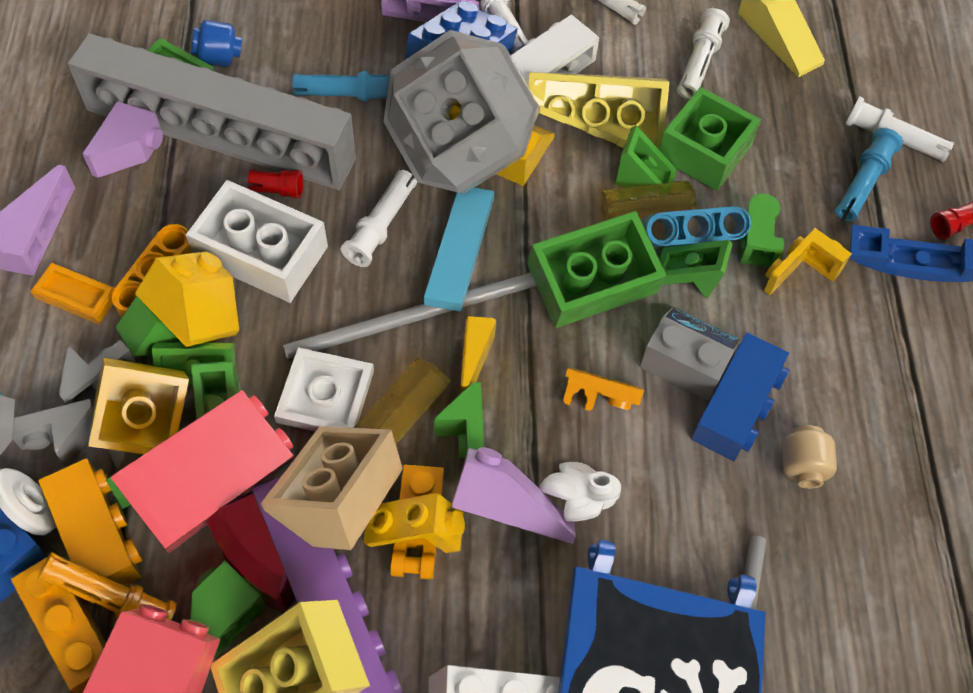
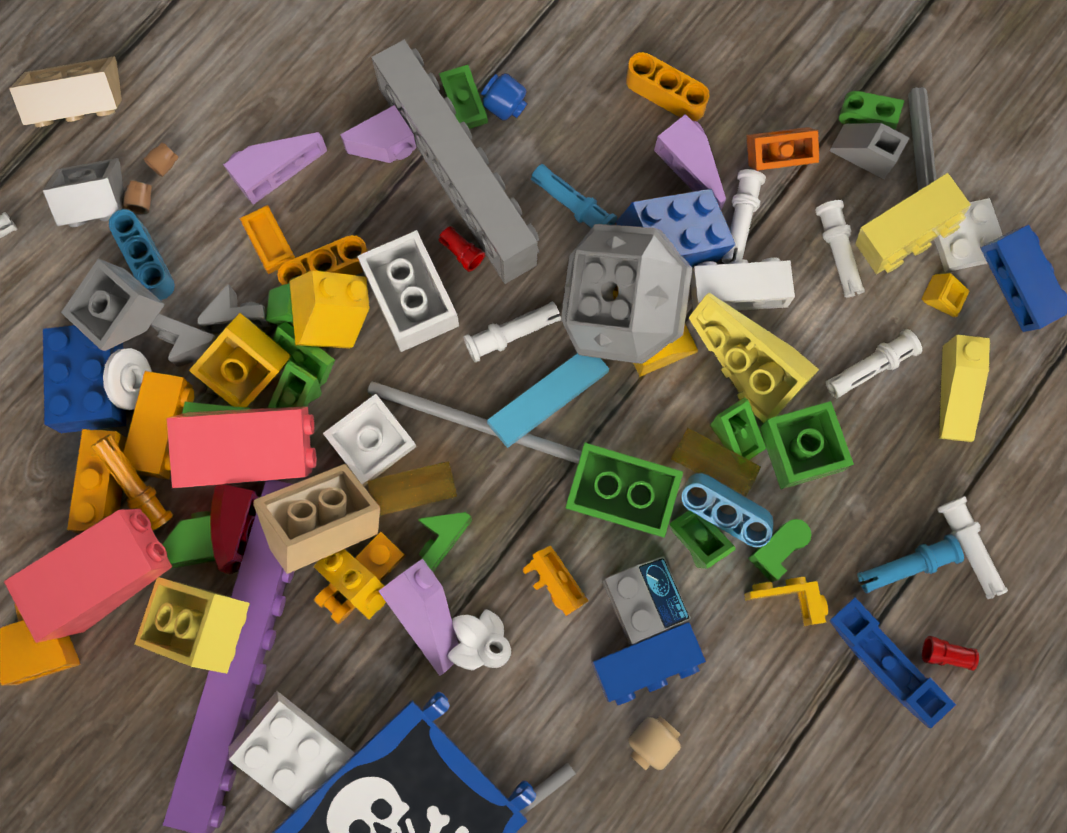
camera: 40 degrees right, 15 degrees up
(477, 343) = (496, 481): yellow slope -> none

